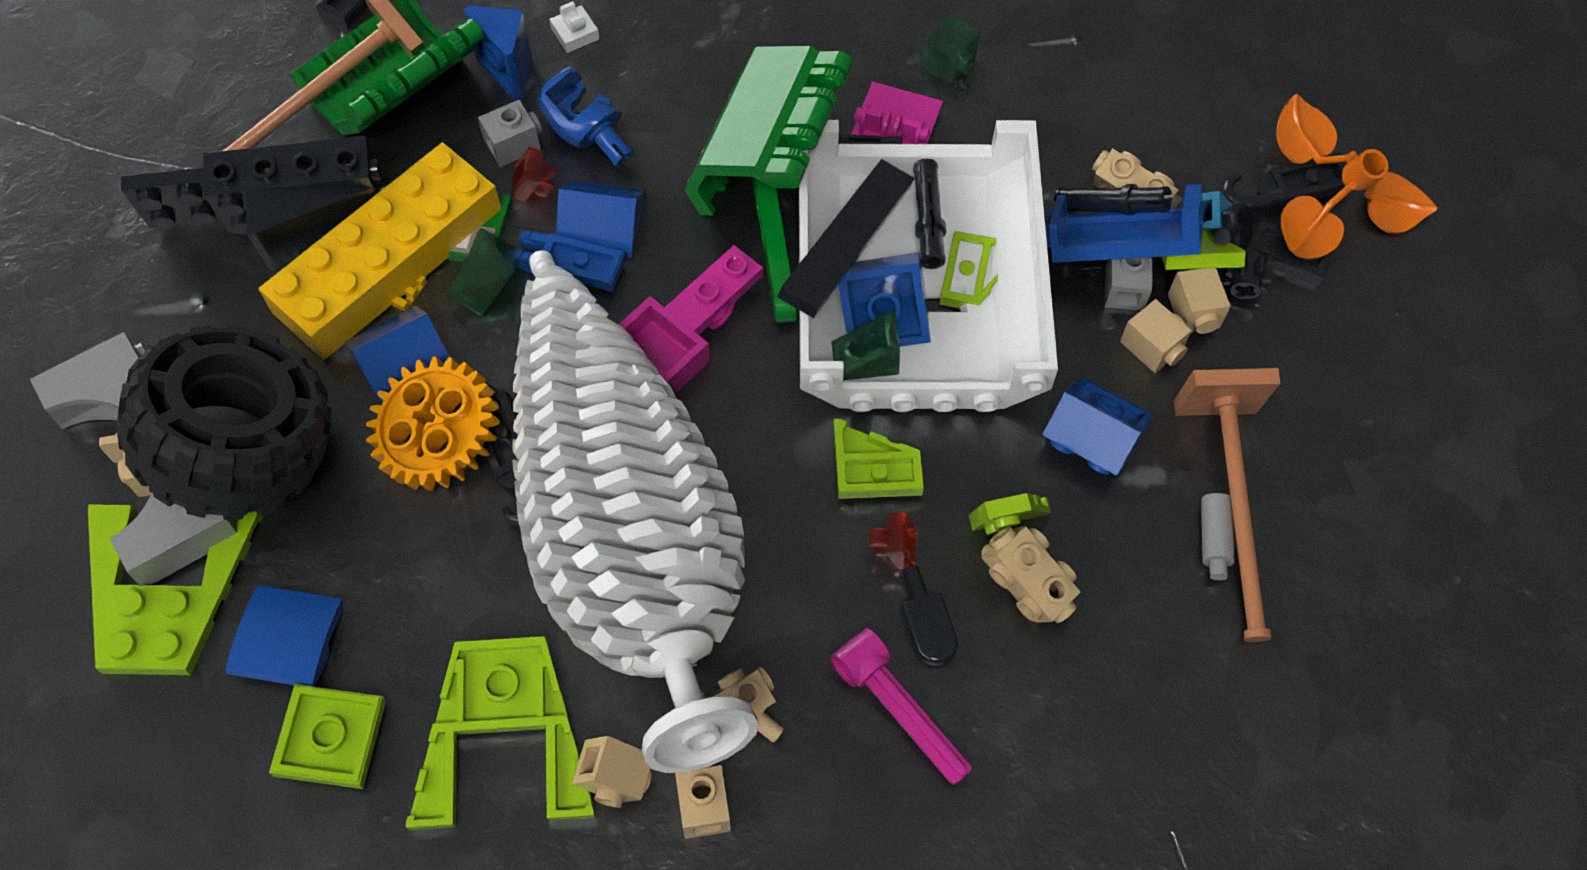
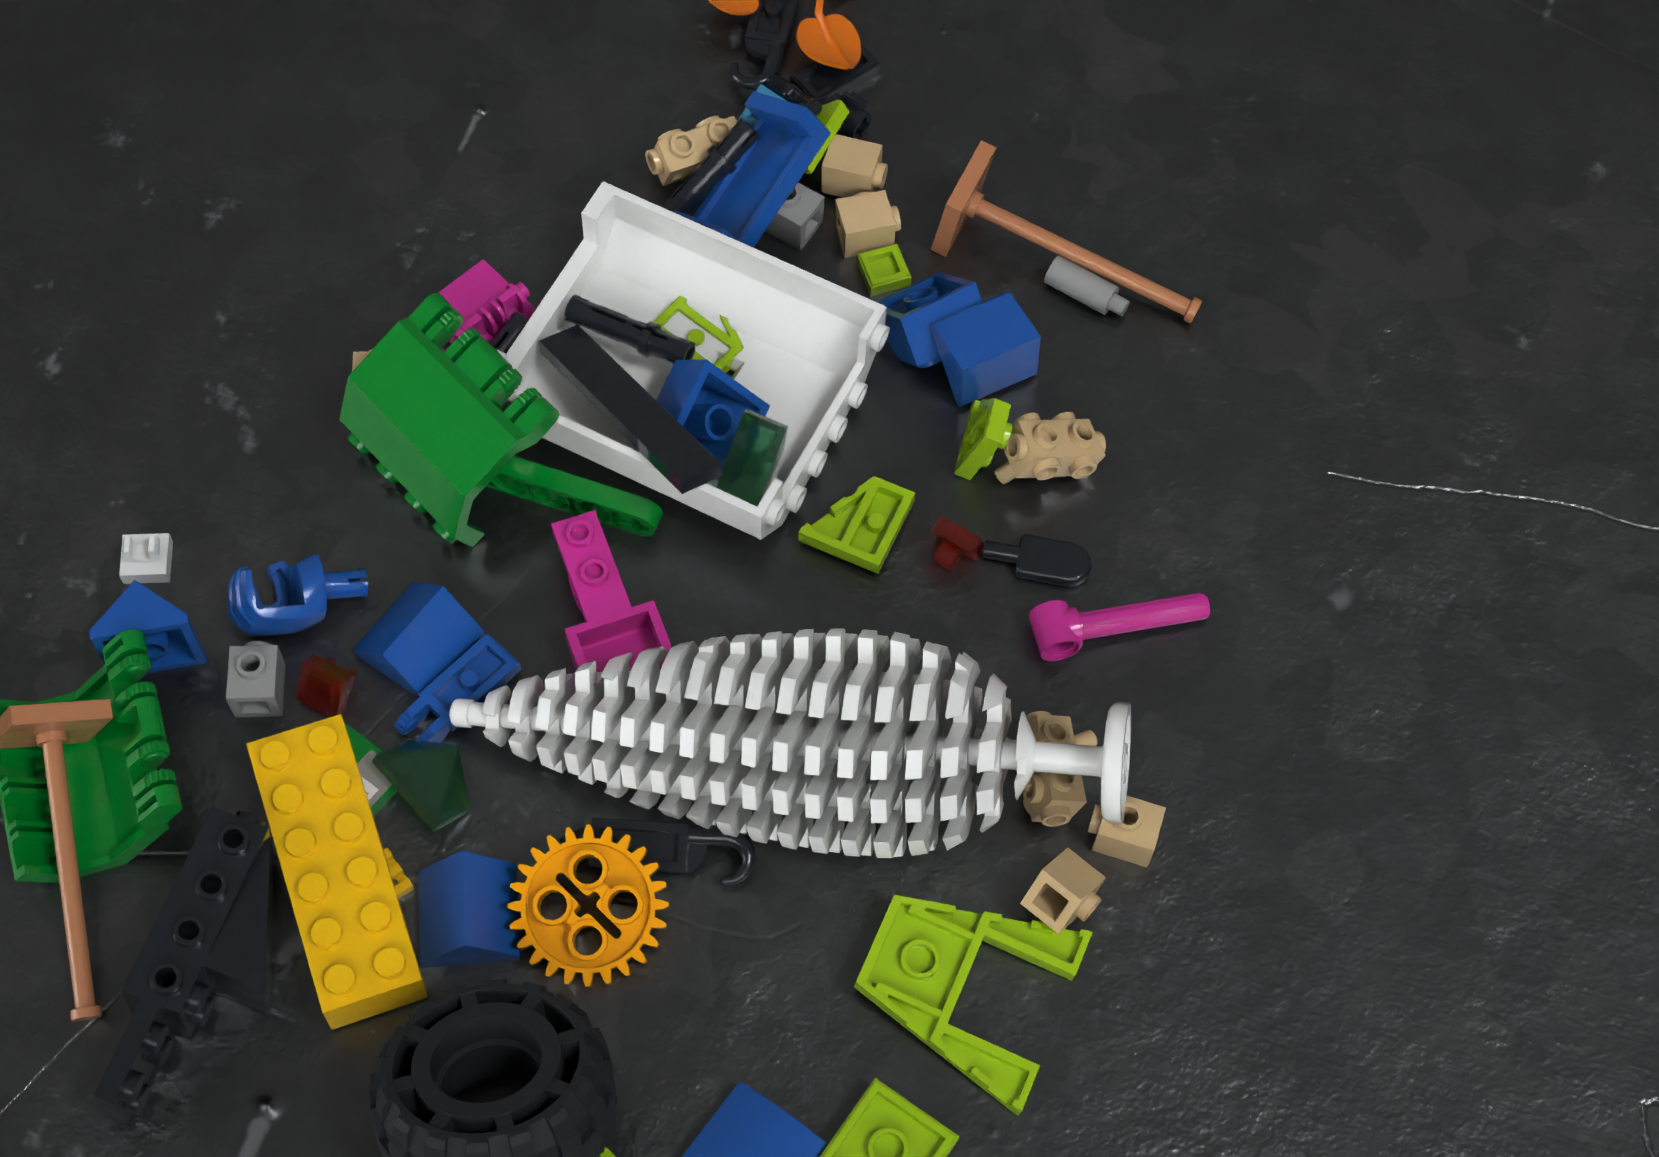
camera: 65 degrees left, 0 degrees up
(951, 49) = (430, 218): clear green brick -> none
(1092, 476) = (987, 347): none -> blue slope
(1126, 373) = (883, 269): none -> lime tile

